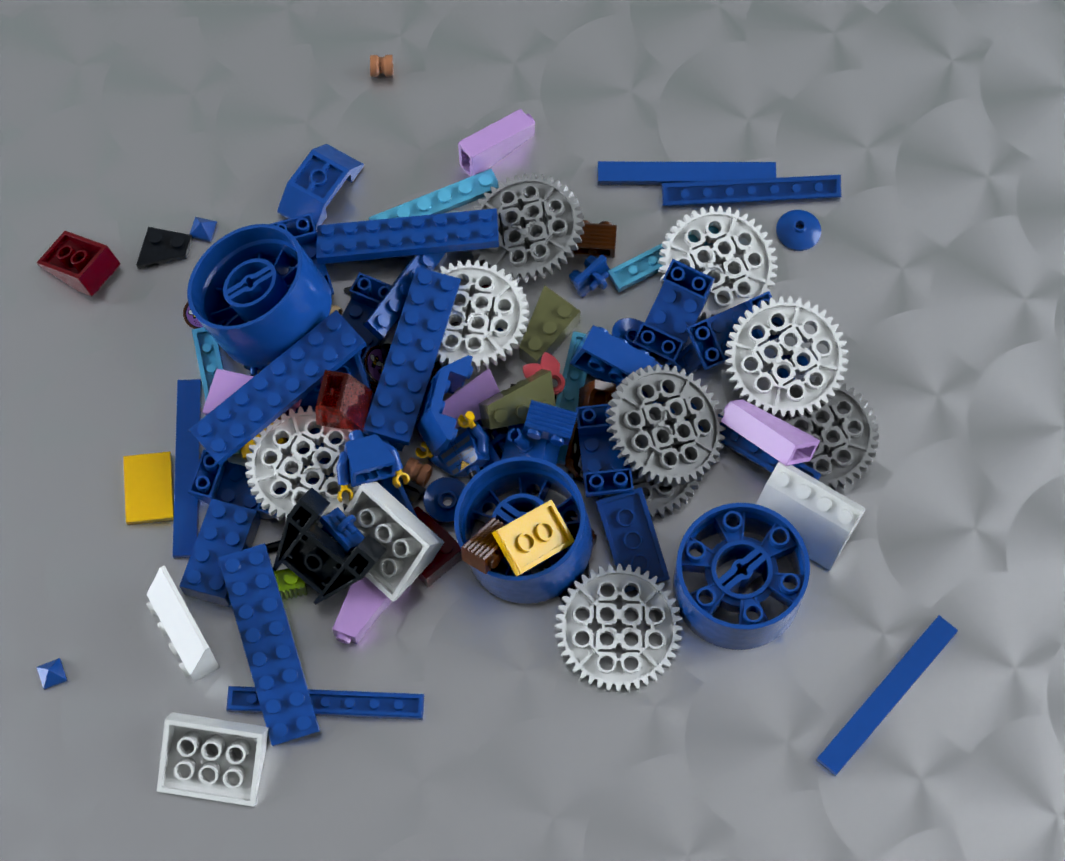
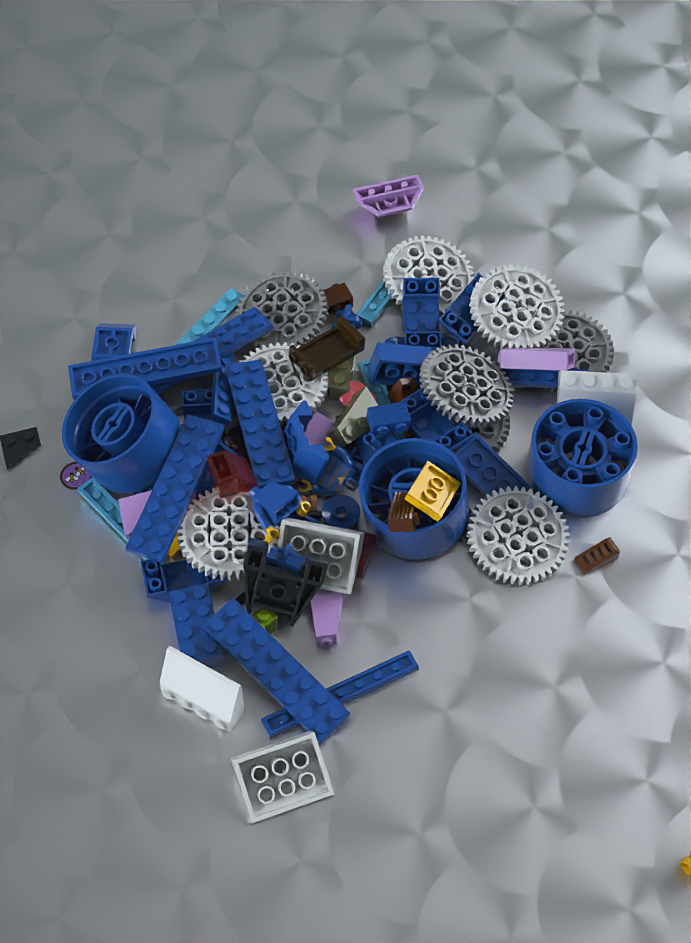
camera: 30 degrees left, 10 degrees down
(51, 673) = (116, 782): blue slope -> none
(148, 488) = (111, 613): yellow tile -> none
(186, 461) = (132, 585): blue tile -> none
(203, 229) = (42, 420): blue slope -> none
(334, 228) = (152, 365): none -> blue plate
(381, 65) = (109, 257): nougat wheel -> none
(495, 142) = (223, 269): lavender slope -> none
(539, 303) = (328, 349): none -> dark brown panel
(672, 172) = (366, 234): blue tile -> none
(692, 688) = (609, 556): none -> reddish brown slope
(735, 140) = (390, 196): none -> lavender wedge
(751, 190) = (418, 224): blue tile -> none
(796, 238) = (465, 235): blue dish -> none

